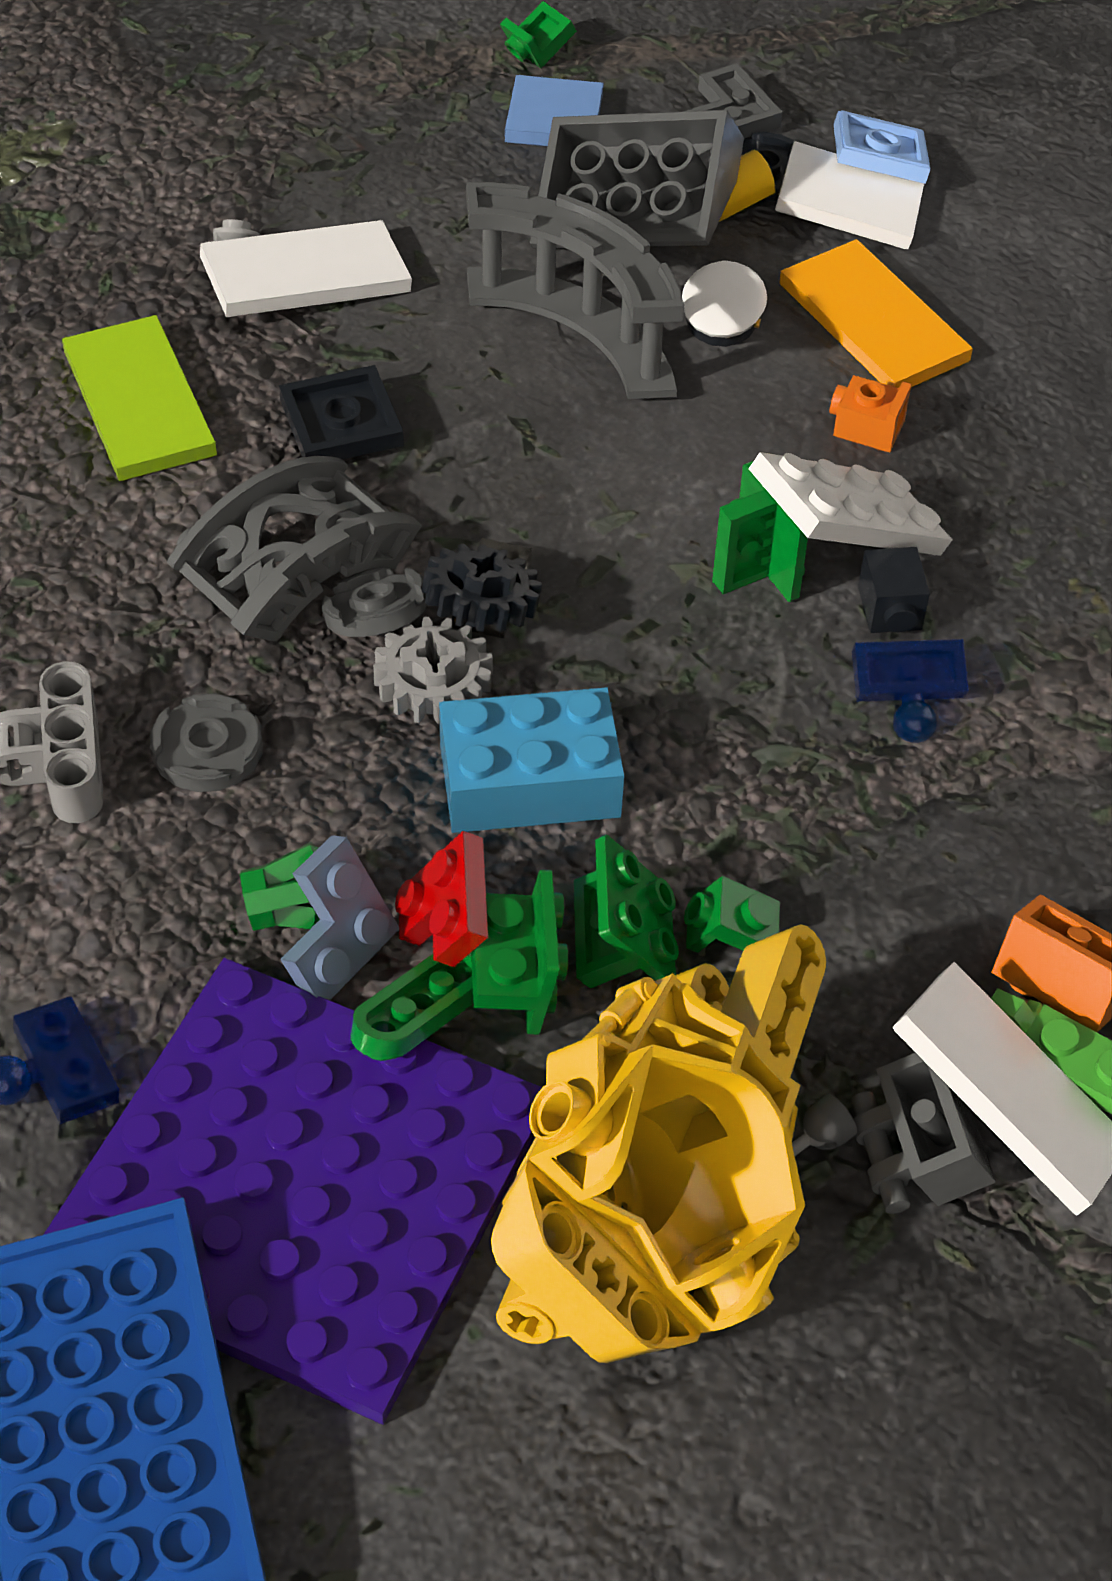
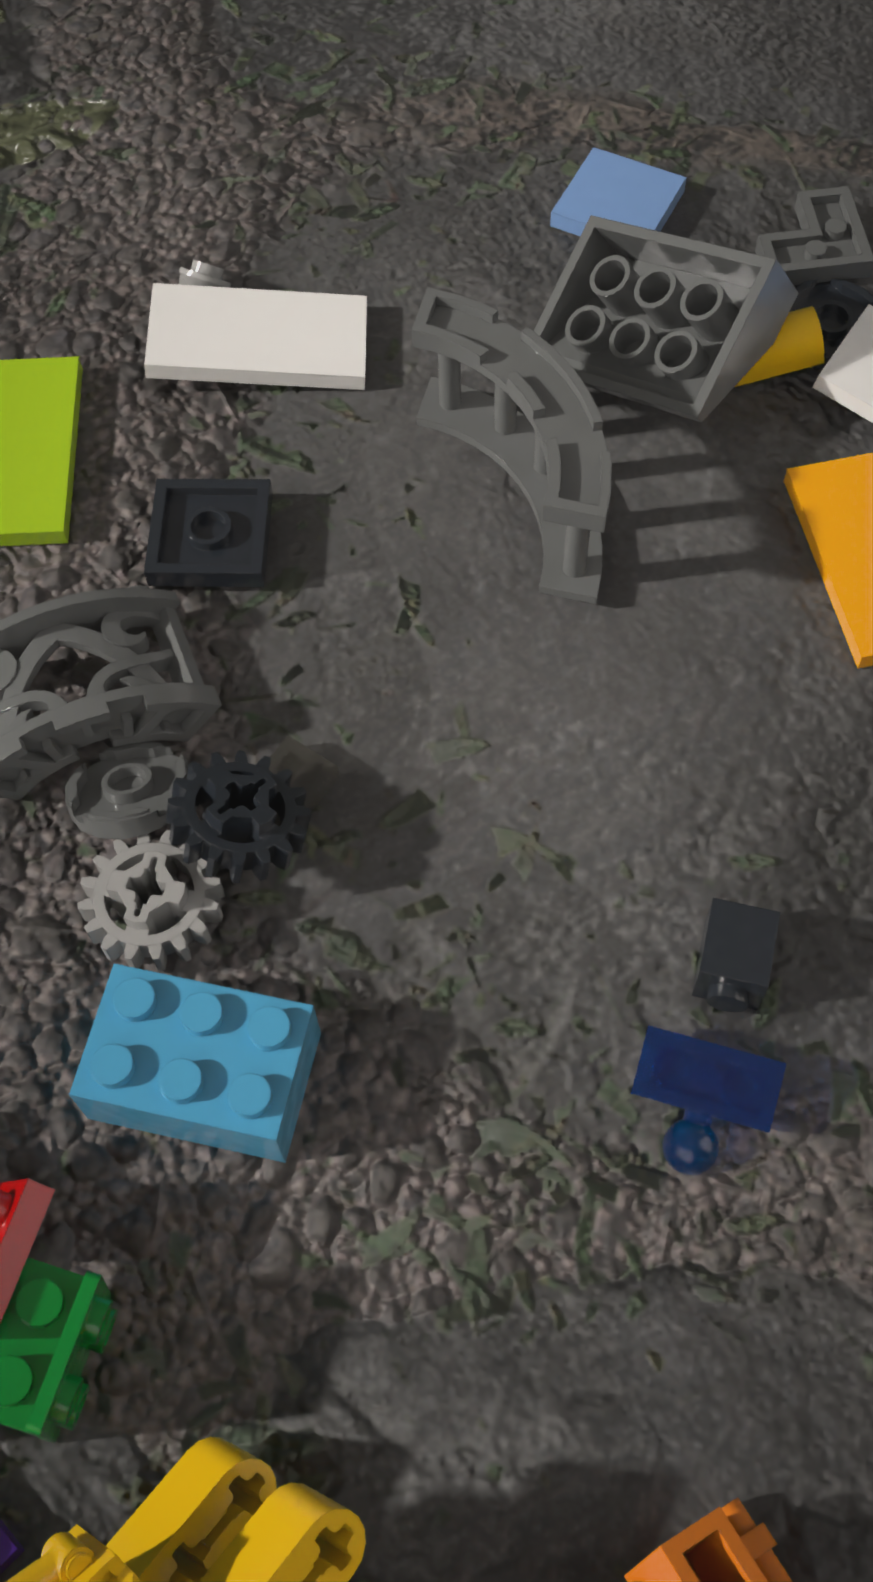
camera: 25 degrees right, 10 degrees up
(538, 35) = (639, 103): green bracket -> none
(622, 918) = (209, 1335): green bracket -> none
(724, 303) = (699, 496): white piece -> none
(730, 915) = (340, 1373): green bracket -> none
(758, 542) = (590, 839): green bracket -> none
(850, 503) = (714, 833): white plate -> none
(870, 412) = (813, 690): orange brick -> none

